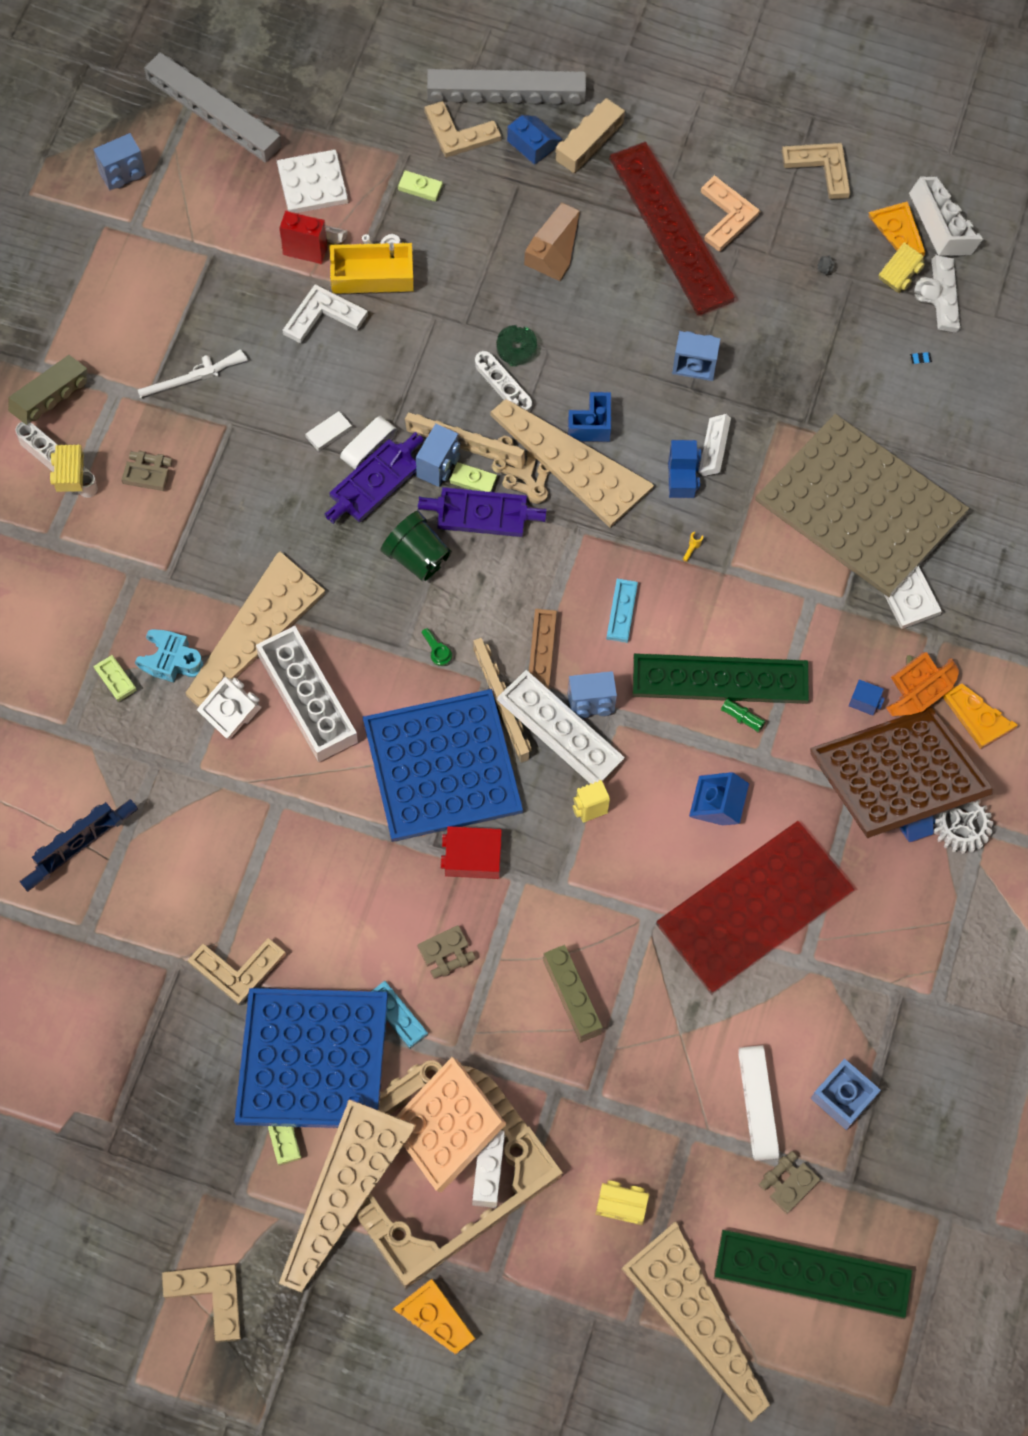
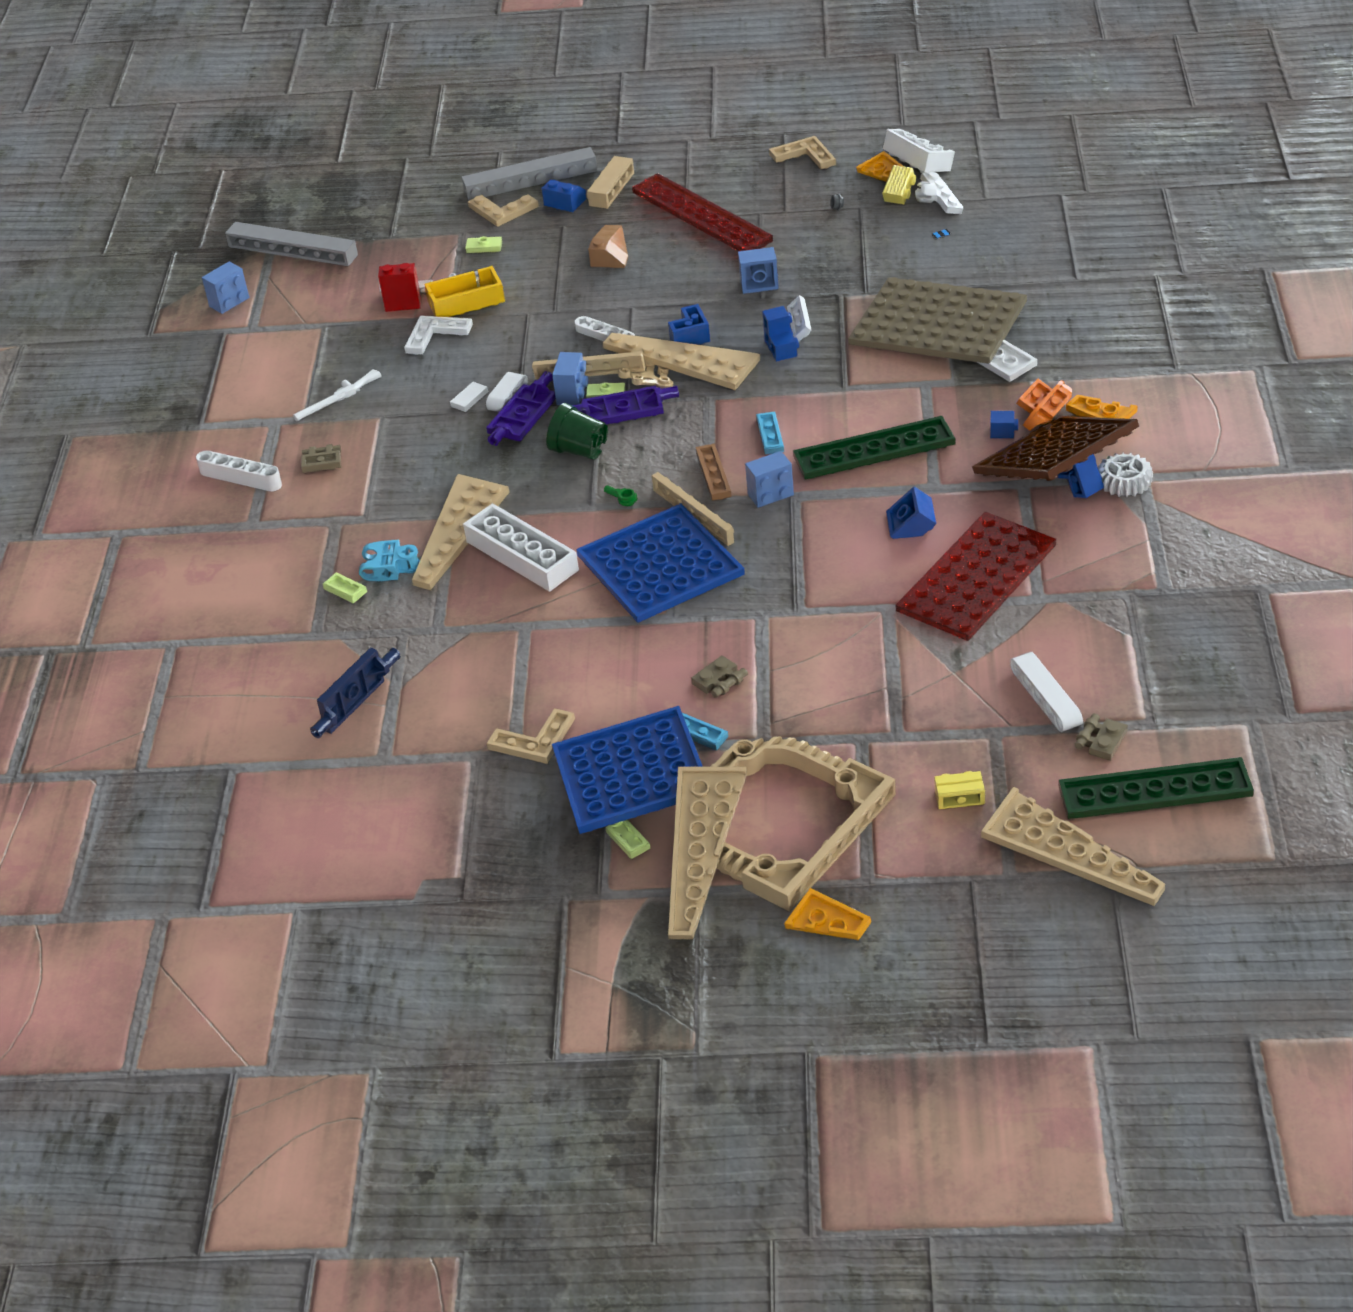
camera: 10 degrees left, 25 degrees down
(47, 390) = (215, 428): olive brick -> none
(68, 468) = (252, 463): light yellow brick -> none
(222, 1284) = (609, 955): tan plate -> none
(229, 706) = (455, 575): white plate -> none
(312, 181) = (393, 255): white plate -> none
(451, 1124) = (779, 765): light nougat plate -> none
(472, 852) = (712, 606): red brick -> none
(488, 1173) = (828, 788): white arch -> none
(520, 355) = (605, 308): clear green plate -> none
(560, 728) = (753, 507): white plate -> none
(572, 993) = (845, 667): olive brick -> none
(591, 801) = (801, 541): light yellow brick -> none
(692, 545) = (810, 379): yellow hand -> none
(739, 212) = (750, 194): light nougat plate -> none
(743, 715) = (904, 463): green pin -> none
(845, 1094) = (1119, 660): medium blue brick -> none

